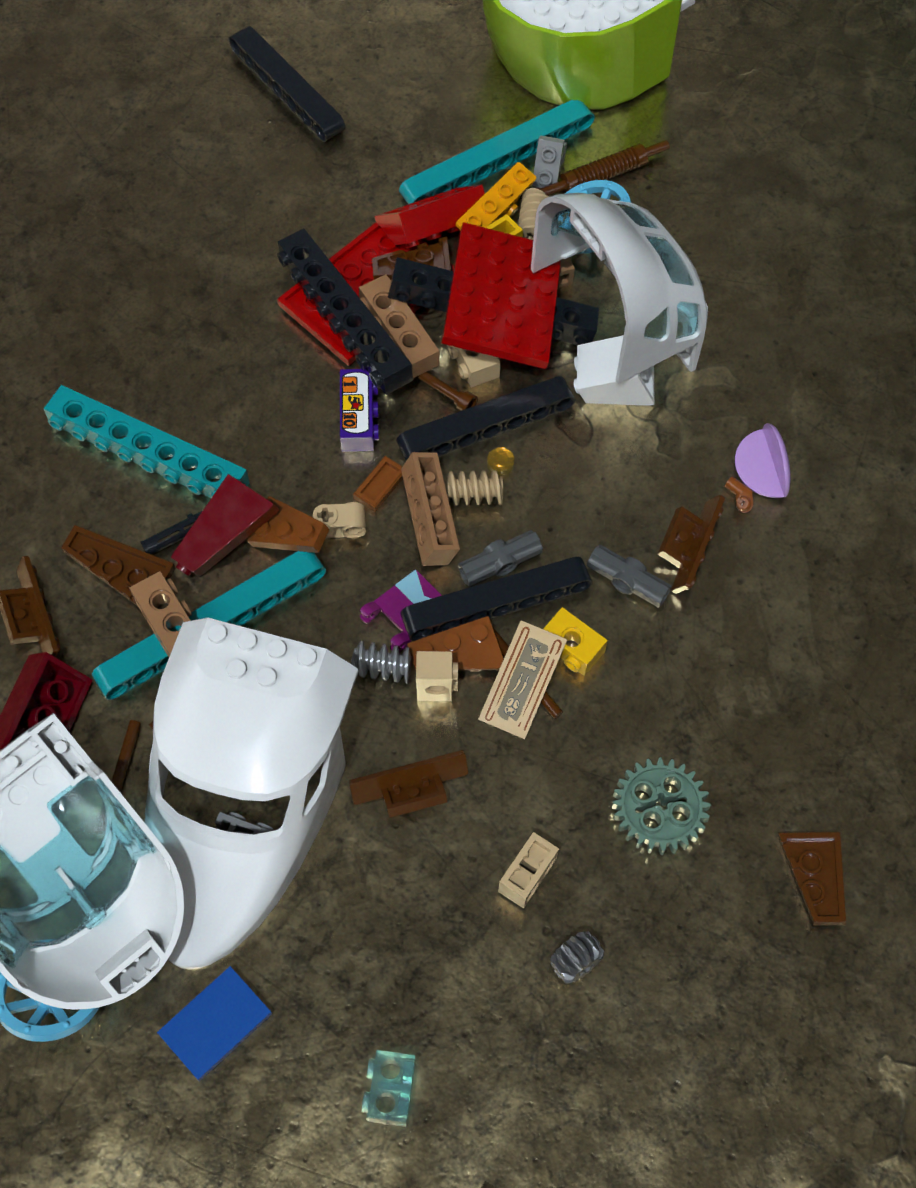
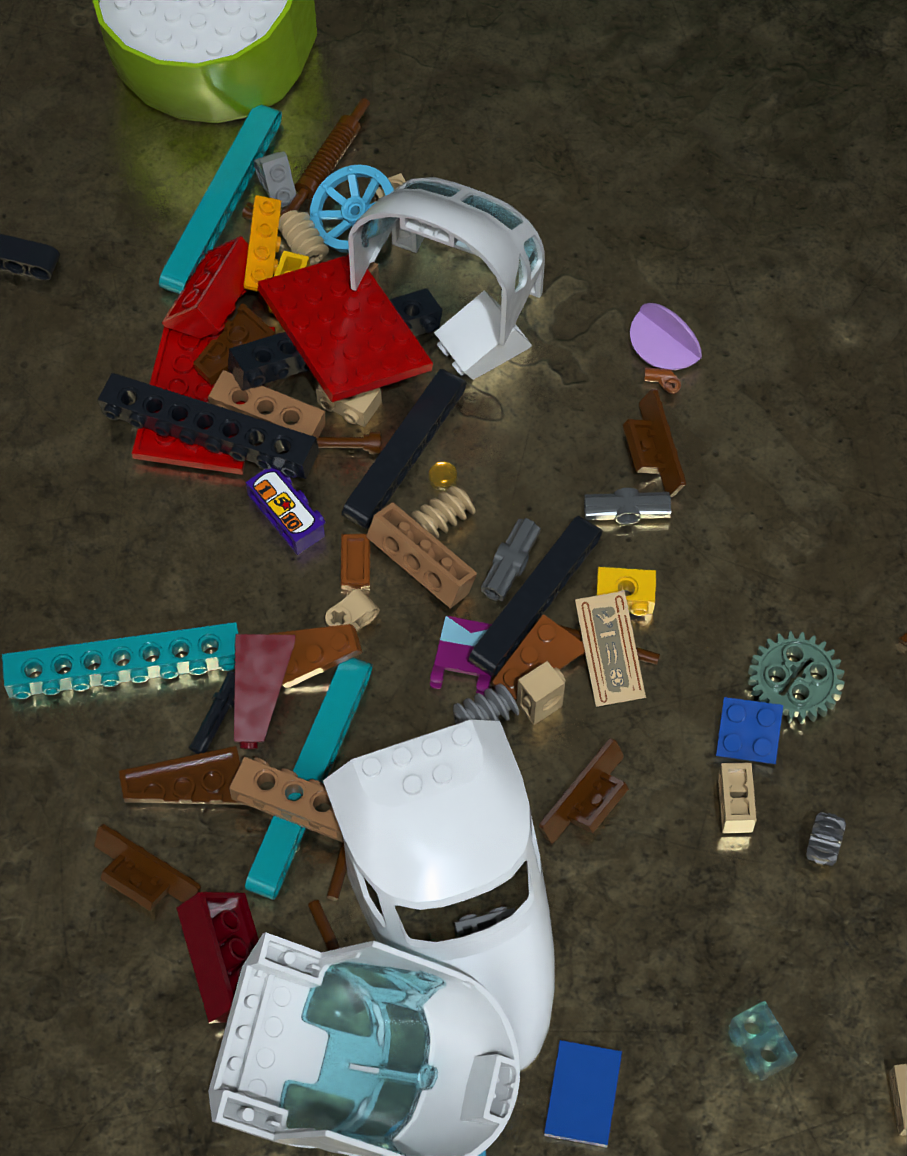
camera: 35 degrees left, 0 degrees up
(585, 823) = (749, 730): none -> blue plate

